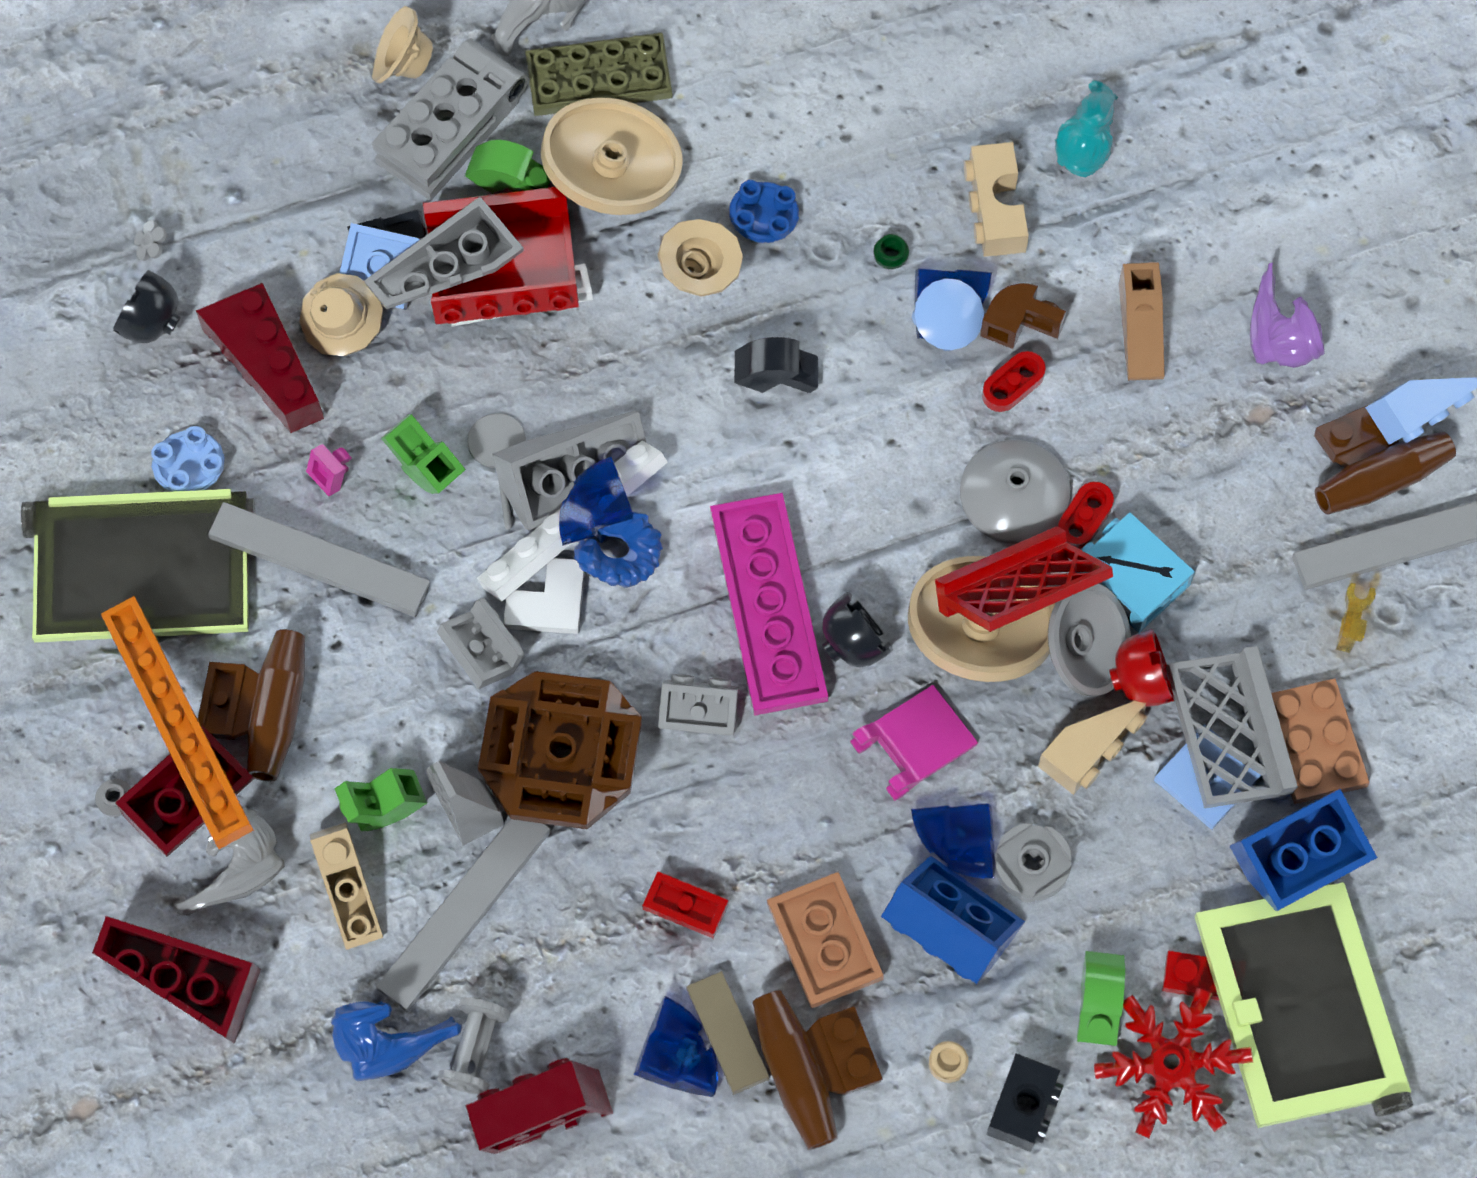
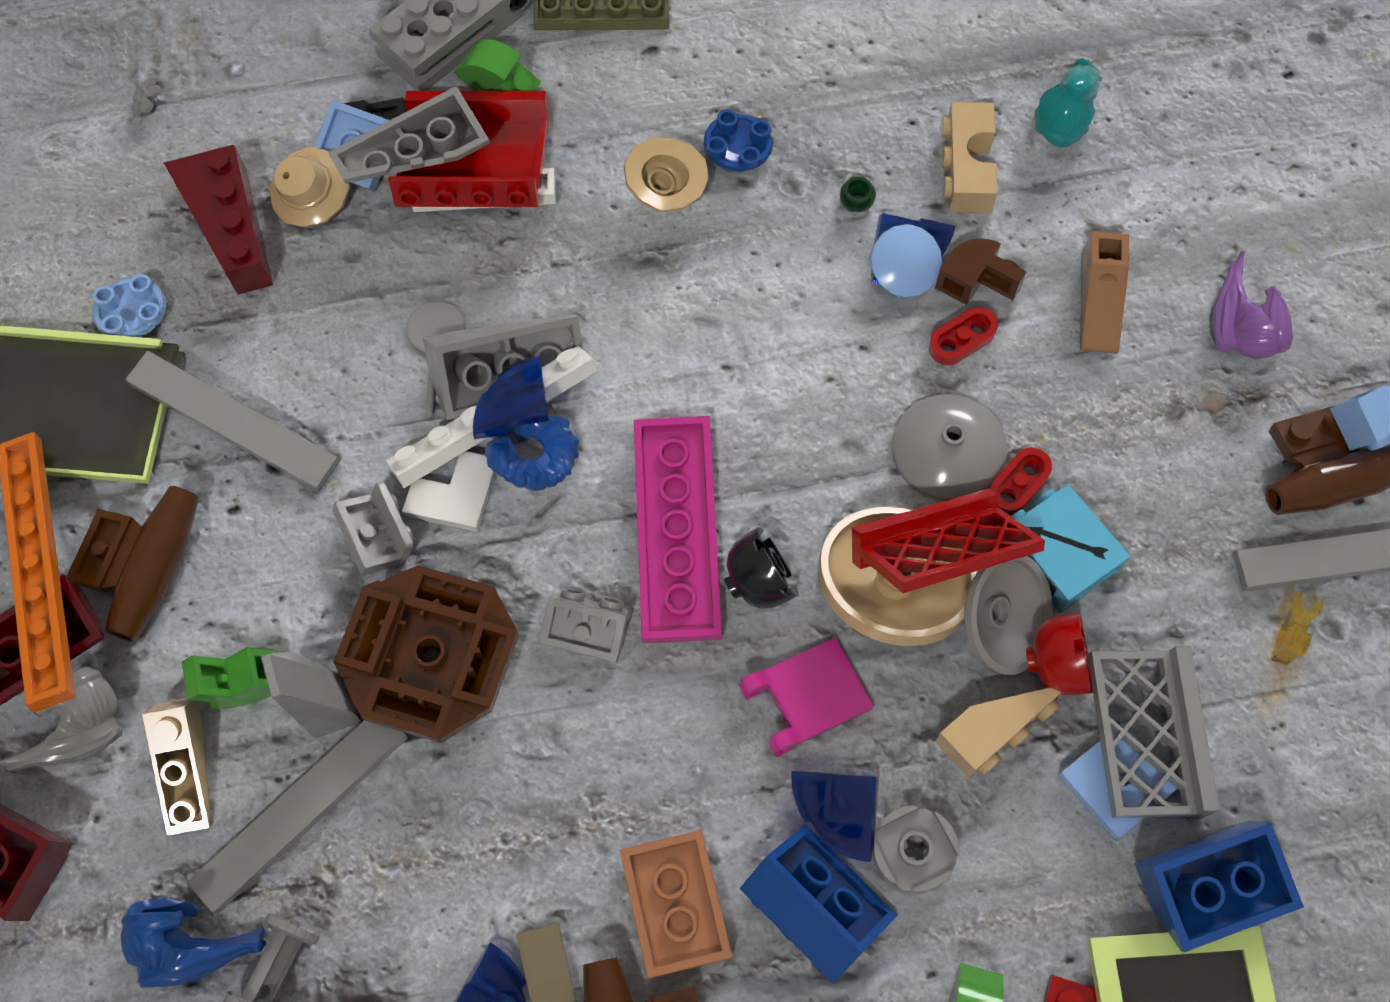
camera: 10 degrees right, 0 degrees up
(149, 310) = (122, 158): black cylinder -> none
(328, 468) = (262, 331): dark pink tile -> none
(422, 459) = (353, 330): bright green brick -> none
(611, 156) = (597, 70): tan dish -> none
(685, 904) = (532, 841): red plate -> none
(775, 362) = (722, 284): black brick -> none
(1319, 741) = (1247, 759): nougat plate -> none

